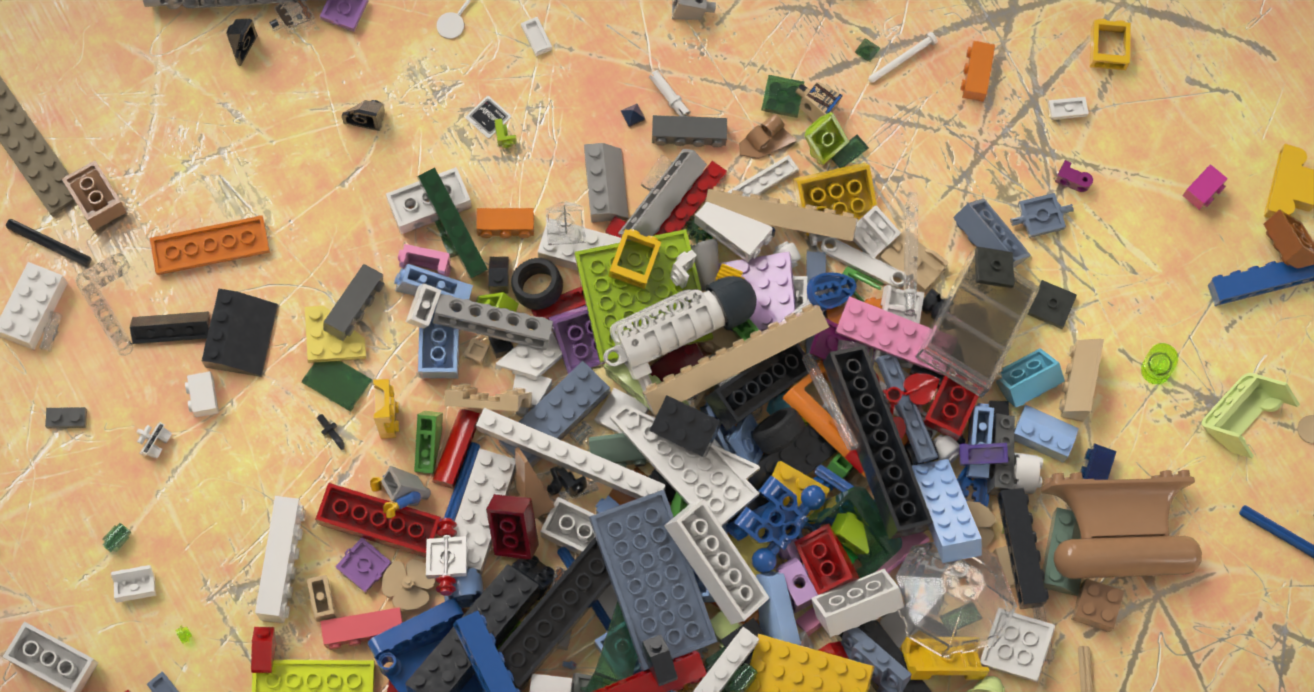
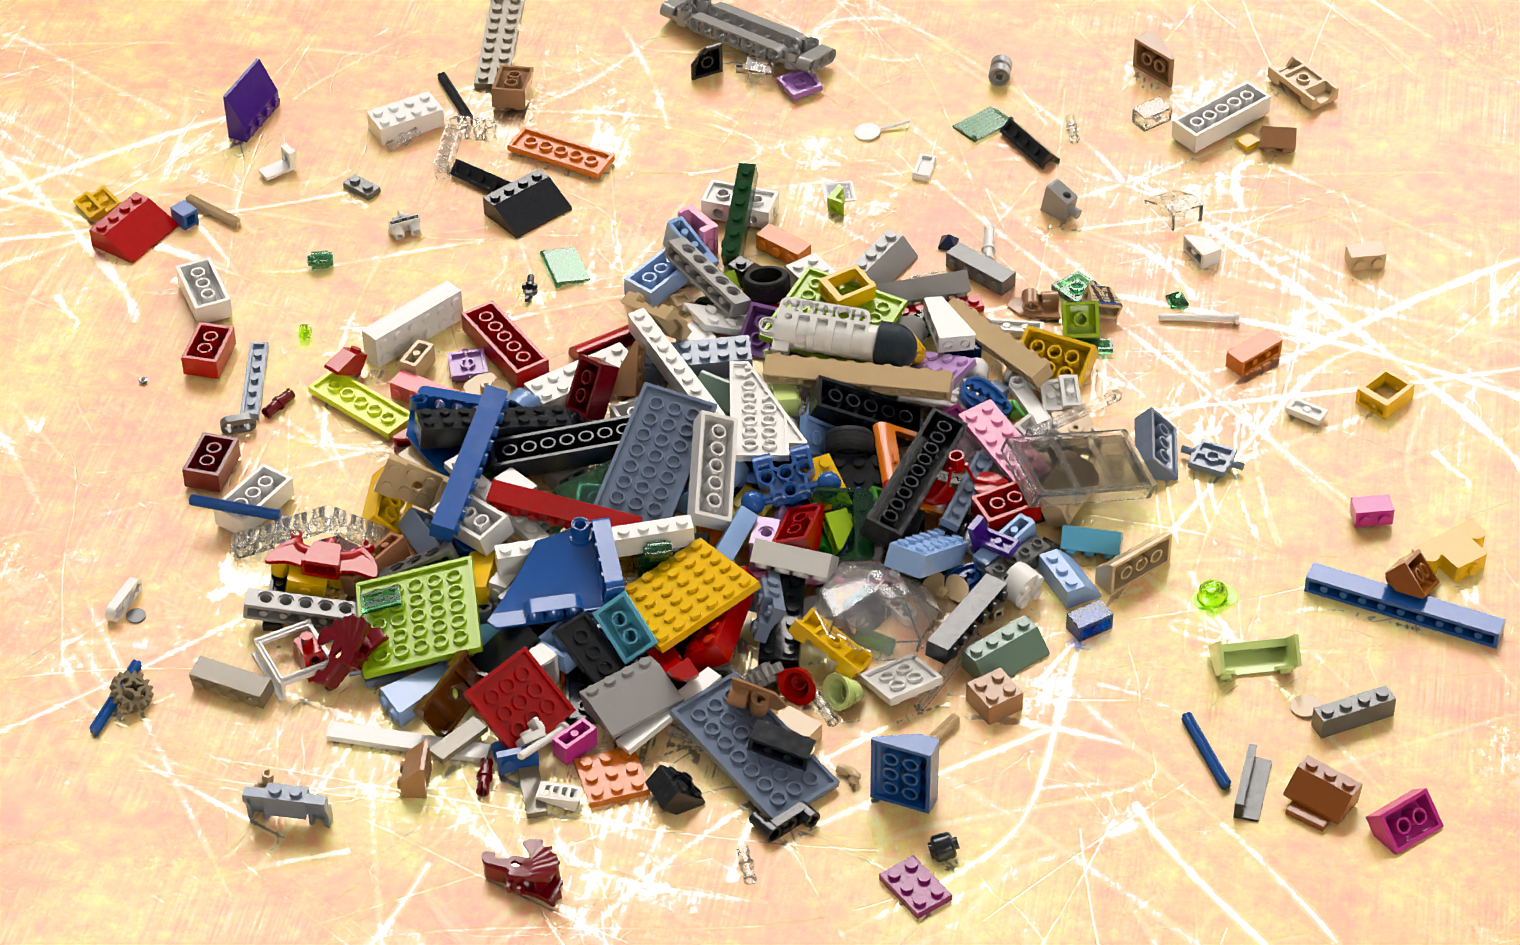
camera: 45 degrees right, 30 degrees down
(133, 583) = (304, 286): white bracket -> none
(202, 394) = (464, 221): white brick -> none
(326, 347) = (586, 241): light yellow plate -> none
(353, 302) = (623, 226): dark grey brick -> none
(365, 115) = (748, 141): slope -> none
(385, 409) = (573, 283): yellow piece -> none
(402, 488) = (541, 333): light grey torso -> none
(423, 306) = (657, 240): white brick -> none
(427, 440) = (592, 323): bright green slope -> none
(446, 557) = (526, 374): white plate -> none
(565, 223) = (824, 255): clear slope -> none
(659, 660) = (607, 494): black slope -> none
(681, 266) = (877, 305): white bracket -> none
(686, 426) = (775, 384): black brick -> none
(830, 402) = (905, 445): clear axle -> none
(994, 267) = (1127, 445): pearl dark grey plate -> none
(1052, 304) = (1162, 513): pearl dark grey plate -> none
(1073, 178) = (1263, 451): magenta leg -> none
(1123, 527) = (1066, 648): medium nougat piece -> none

